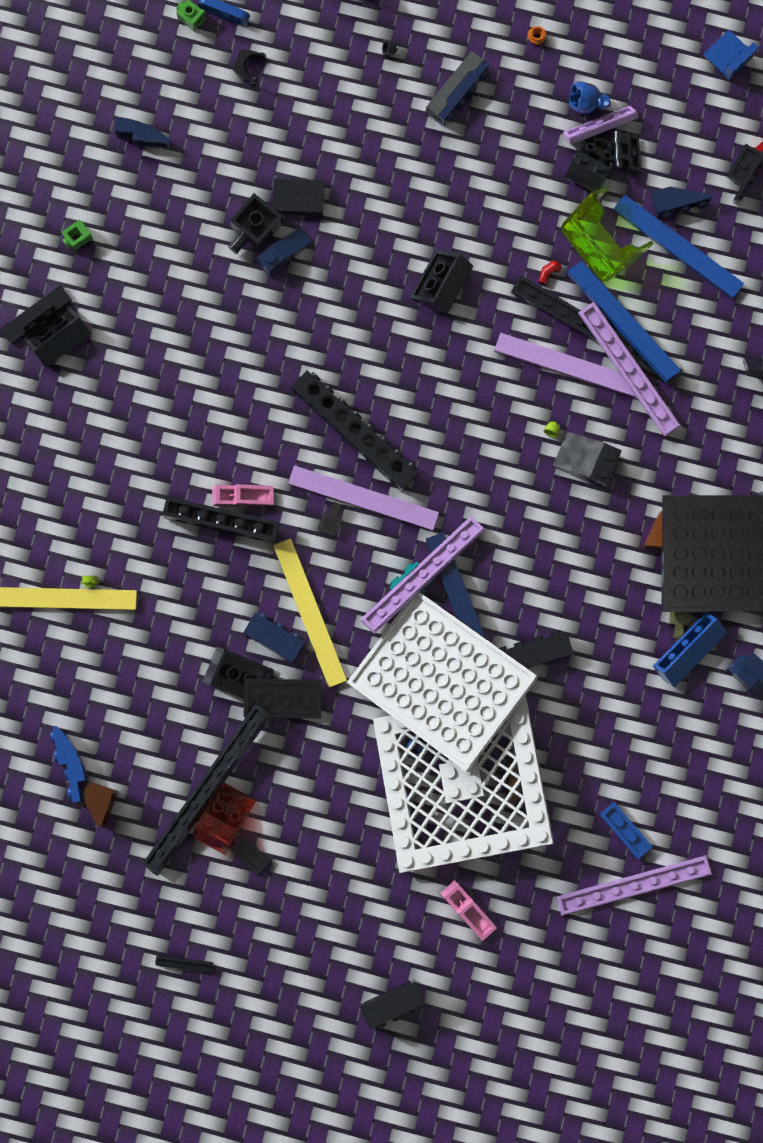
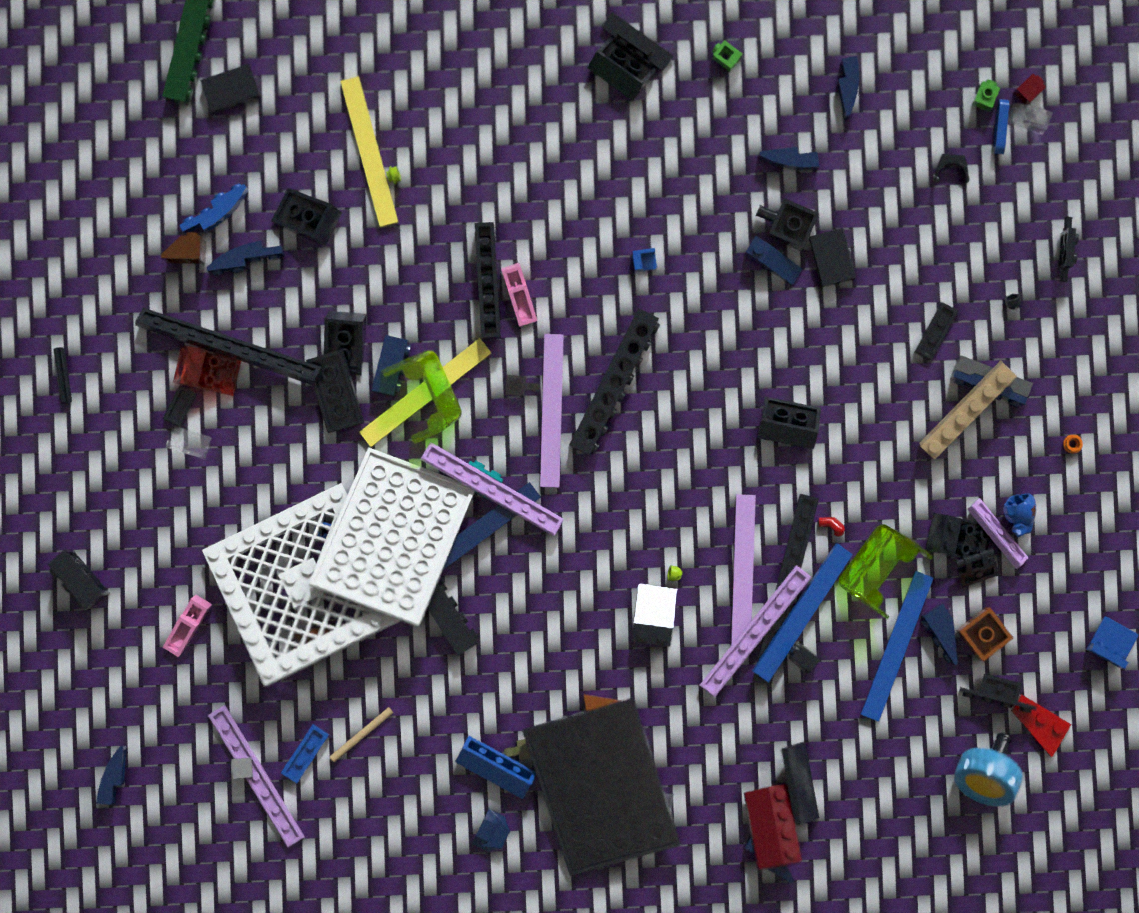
camera: 80 degrees right, 5 degrees up
(103, 676) = (307, 216): none -> black slope
(123, 757) = (236, 259): none -> dark blue slope
(193, 206) = (790, 159): none -> dark blue slope
(246, 369) = (644, 260): none -> blue panel
(286, 600) = (429, 367): none -> clear neon green windscreen
(289, 856) = (189, 442): none -> clear panel
(396, 125) = (936, 331): none -> black tile
(479, 114) = (967, 410): none -> tan brick
(597, 1028) = (113, 776): none -> dark blue slope
(622, 771) = (361, 734): none -> tan bar
(623, 895) = (242, 768): none -> light grey tile
(667, 331) = (803, 658): none -> black brick
(690, 163) = (984, 634): none -> dark orange brick

